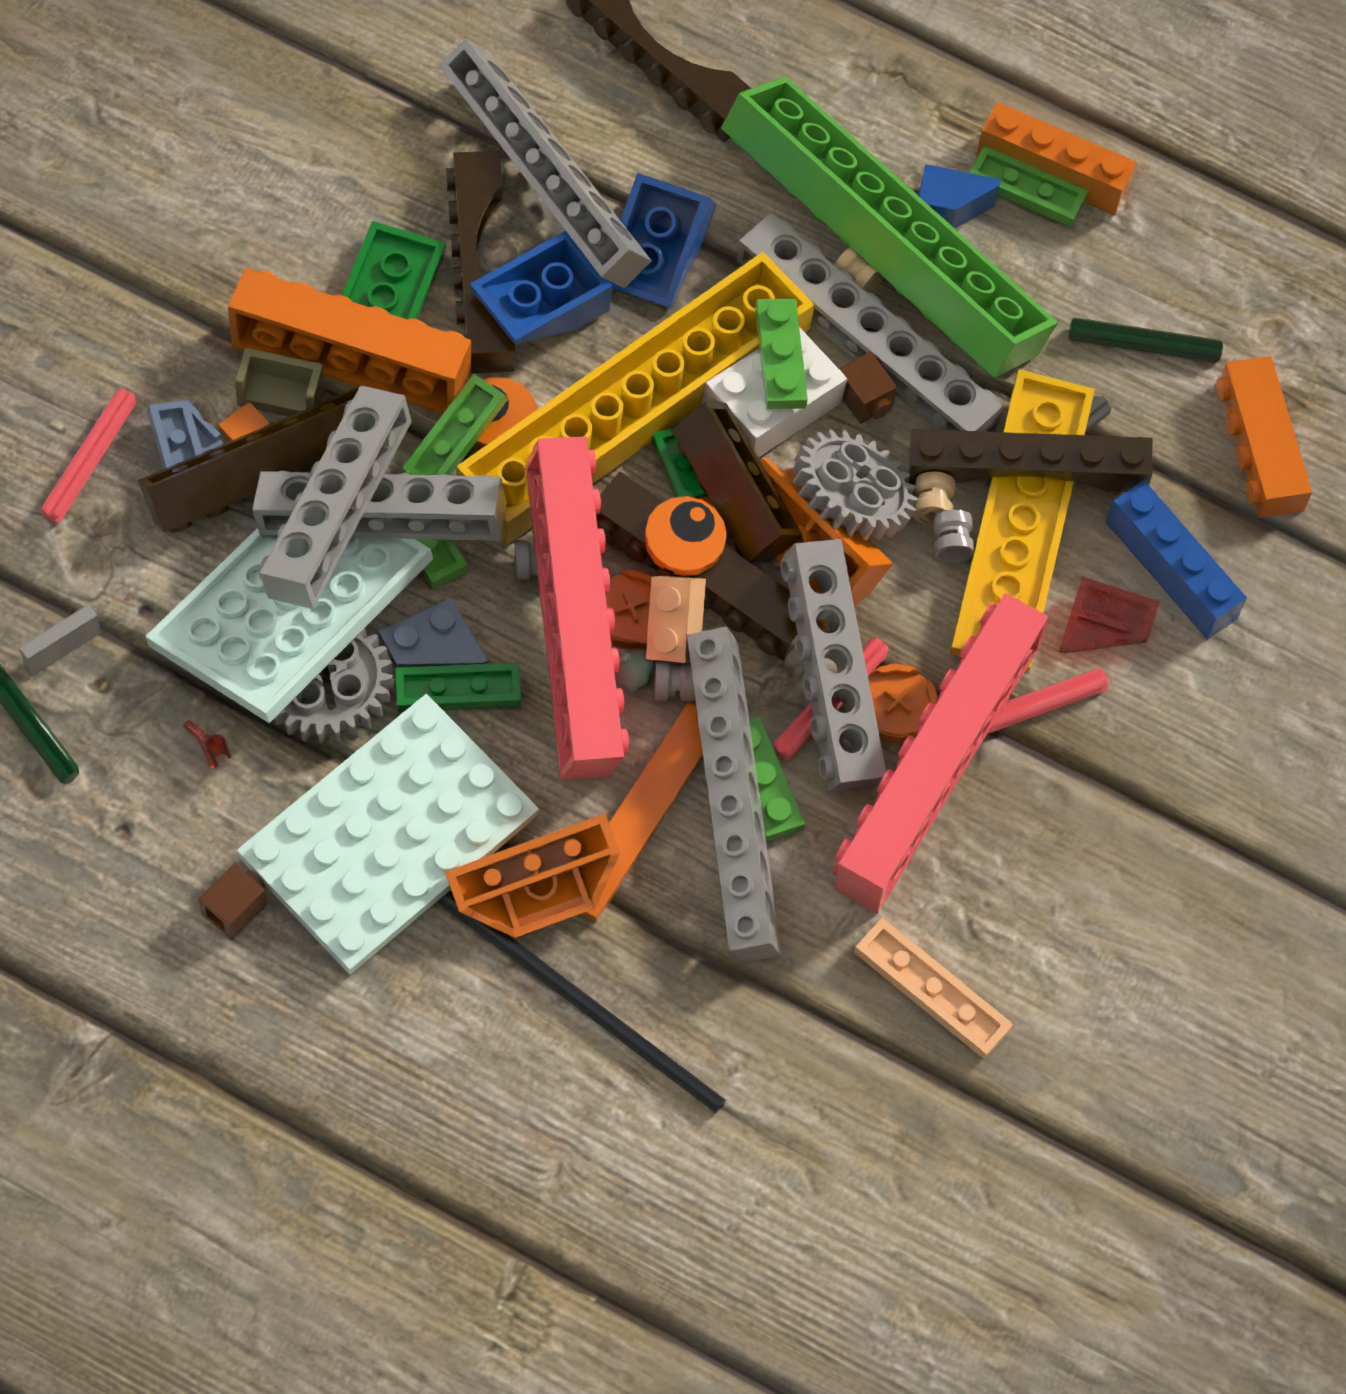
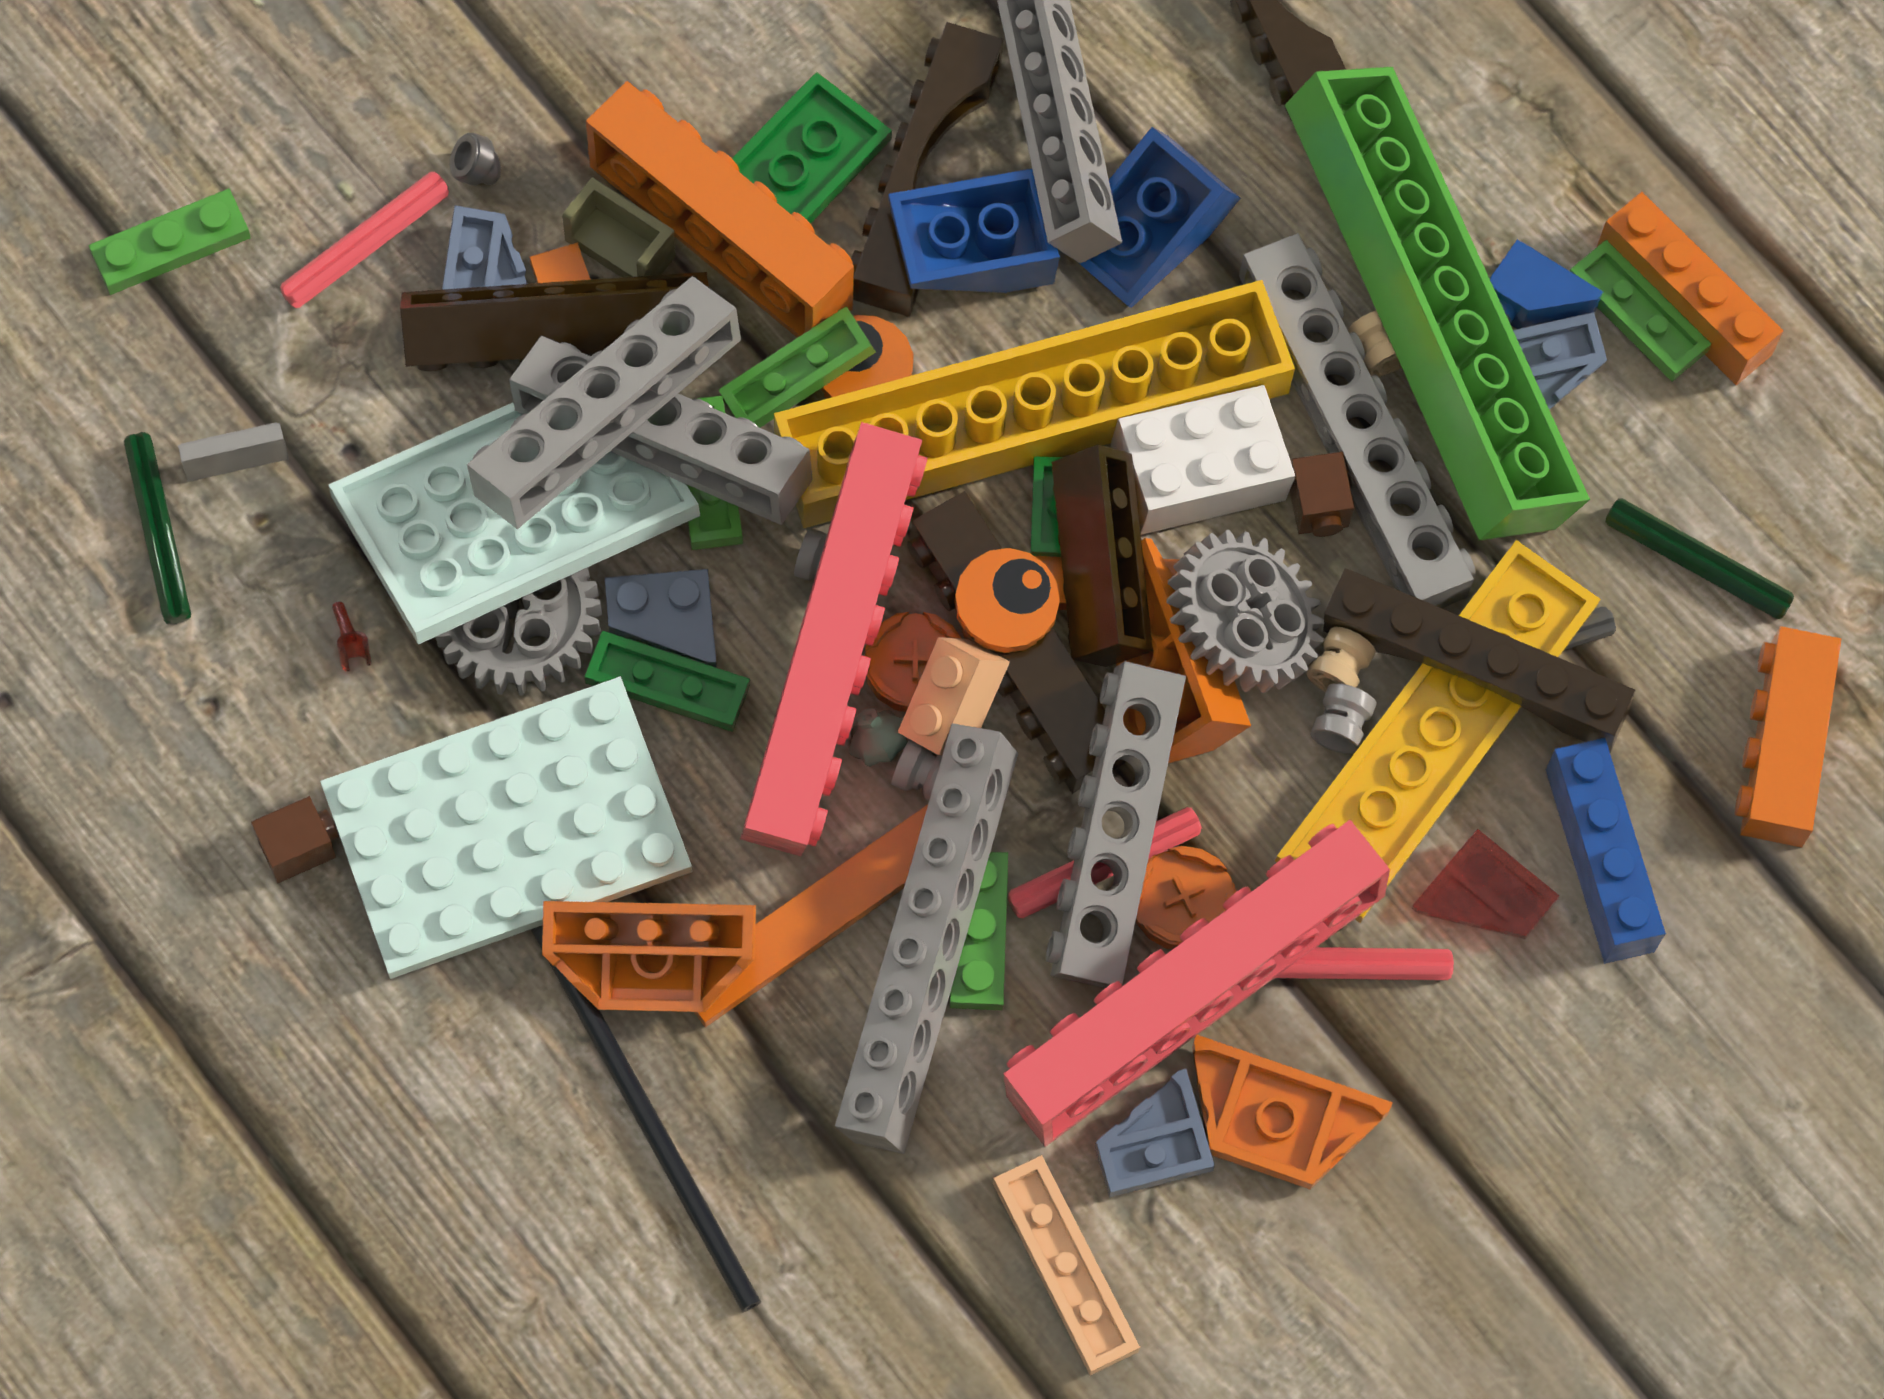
camera: 25 degrees right, 5 degrees up
(146, 369) = (475, 160): none -> flat silver tile
(781, 354) = (1223, 417): bright green plate -> none
(957, 877) = (1156, 1142): none -> sand blue wing
(991, 230) = (1562, 354): none -> sand blue wing
(1032, 826) = (1278, 1115): none -> orange wing

